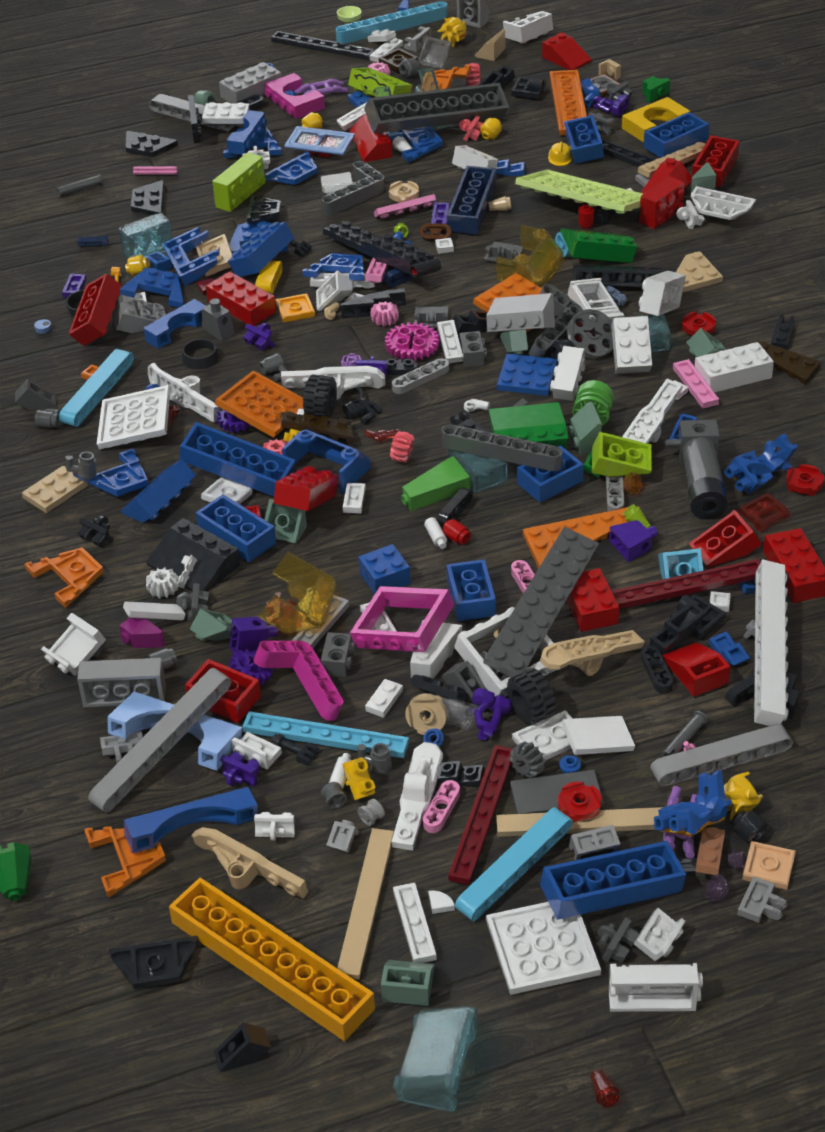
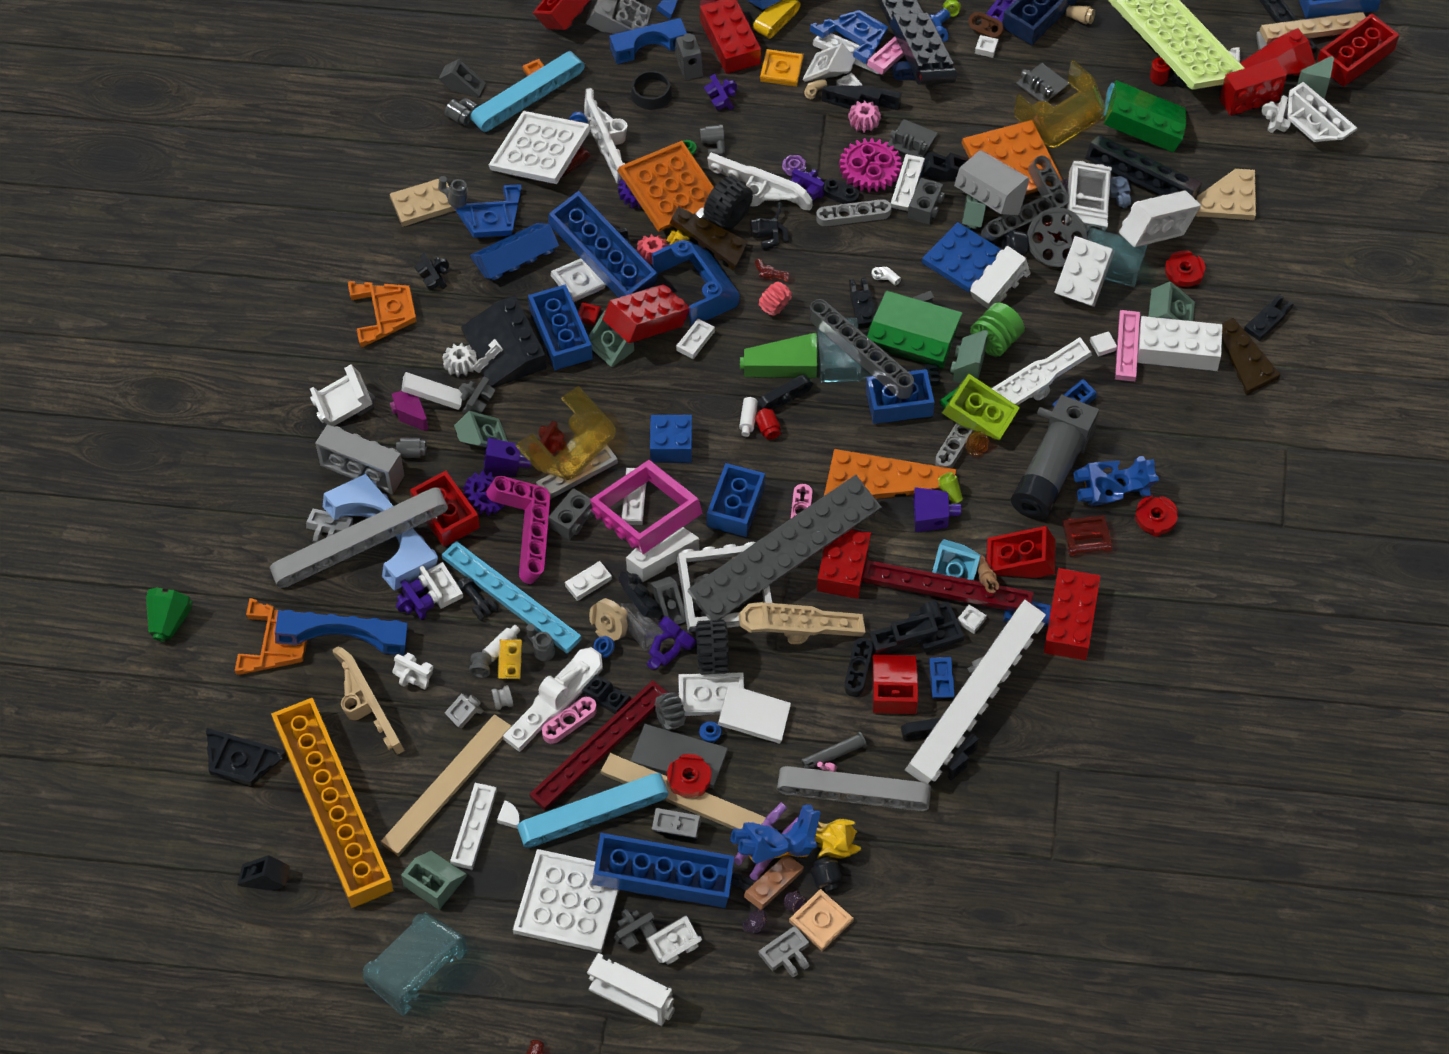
camera: 25 degrees right, 15 degrees up
(717, 561) = (987, 576): none -> medium nougat pin

